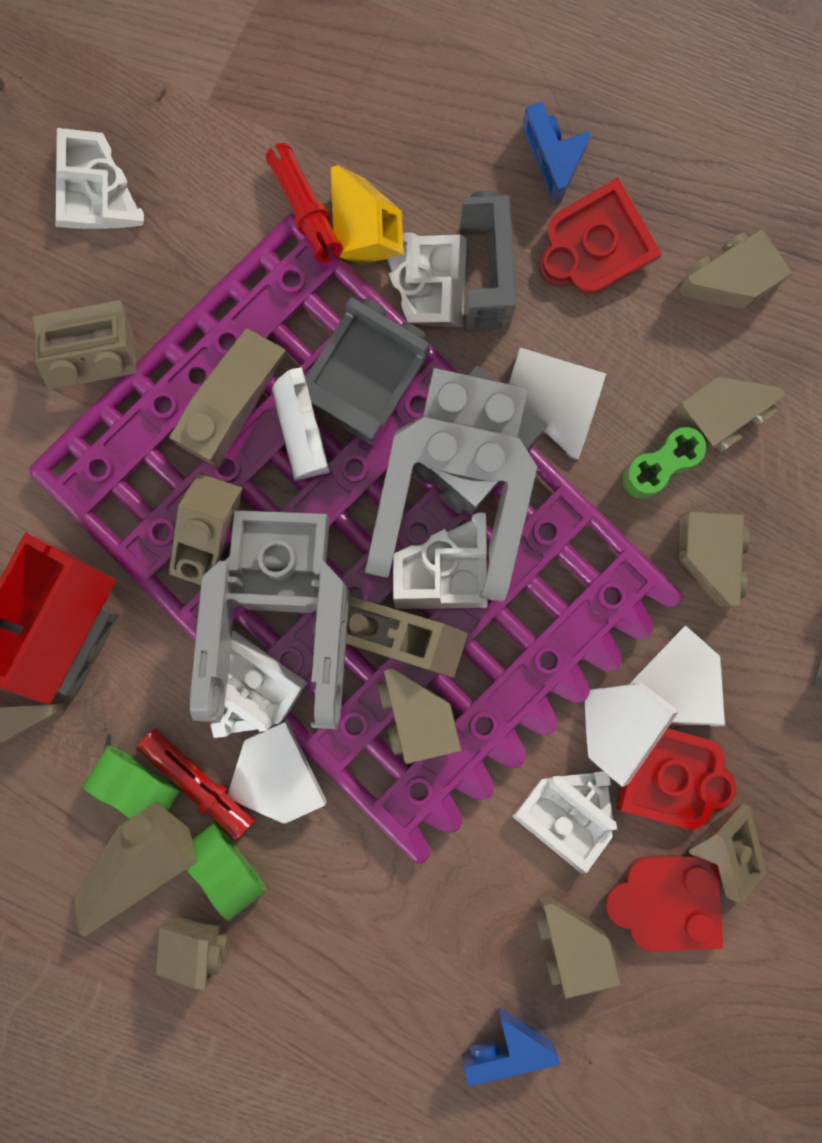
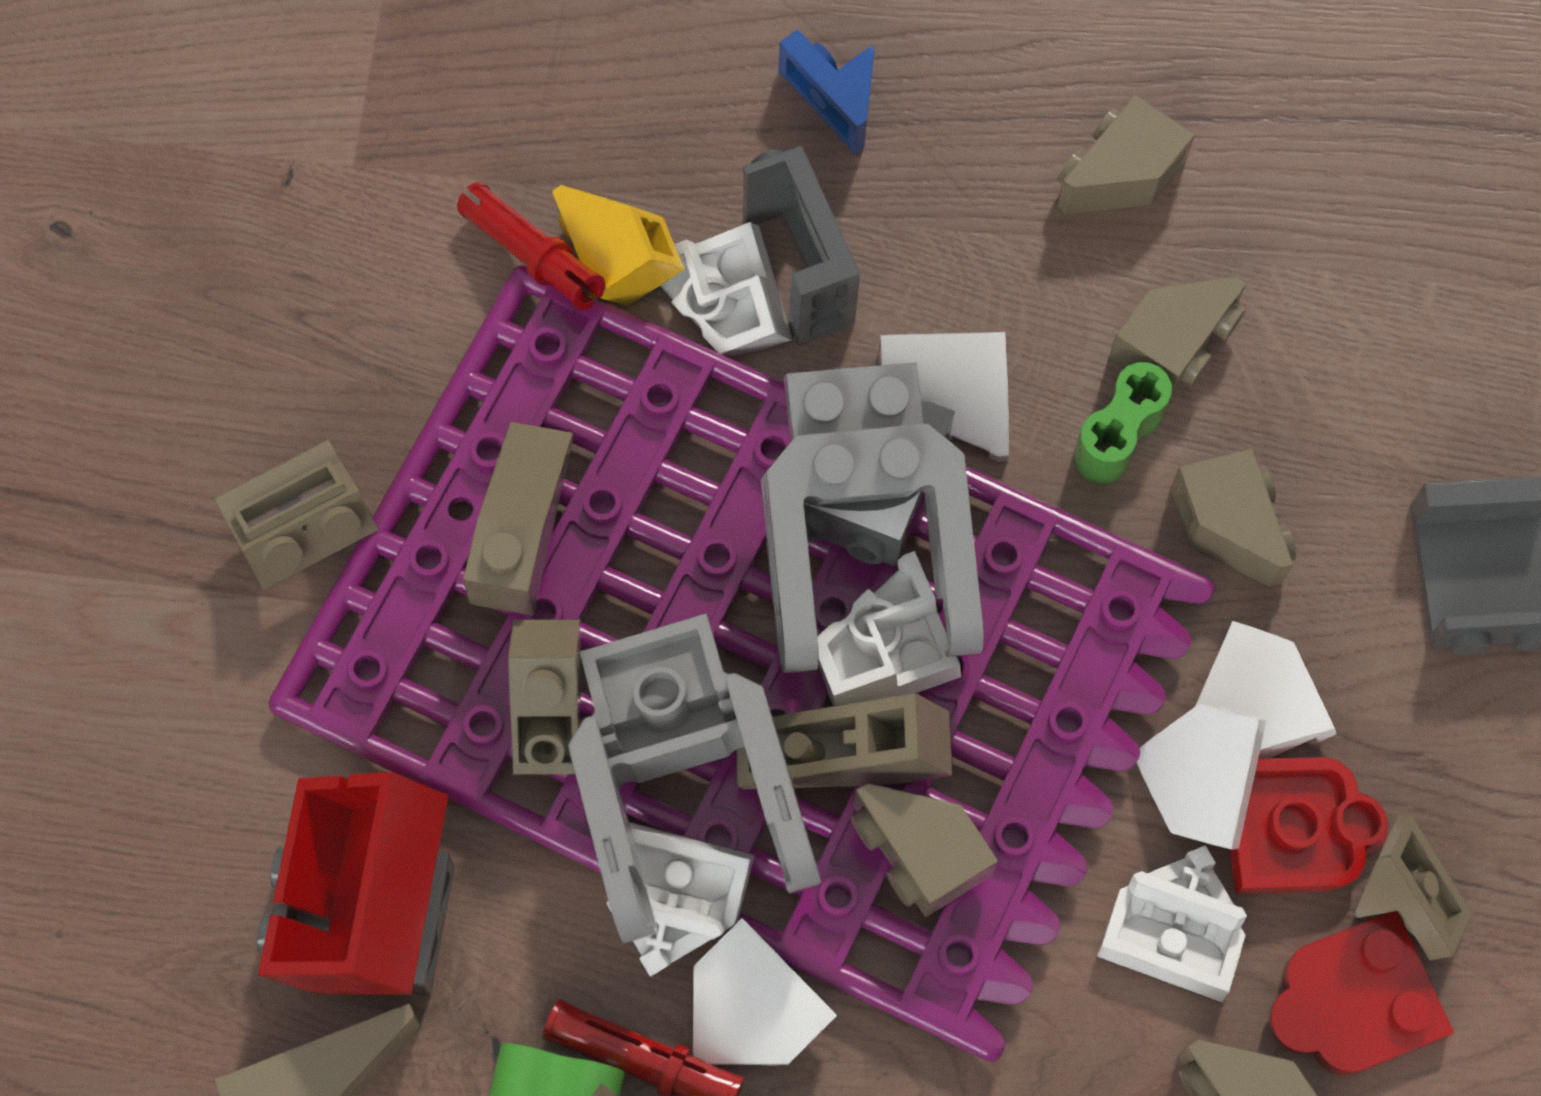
camera: 20 degrees left, 15 degrees down
(90, 185) = (231, 314): white slope -> none
(299, 425) = (628, 516): white slope -> none
(366, 369) = (687, 424): dark grey panel -> none
(597, 241) = (930, 179): red plate -> none

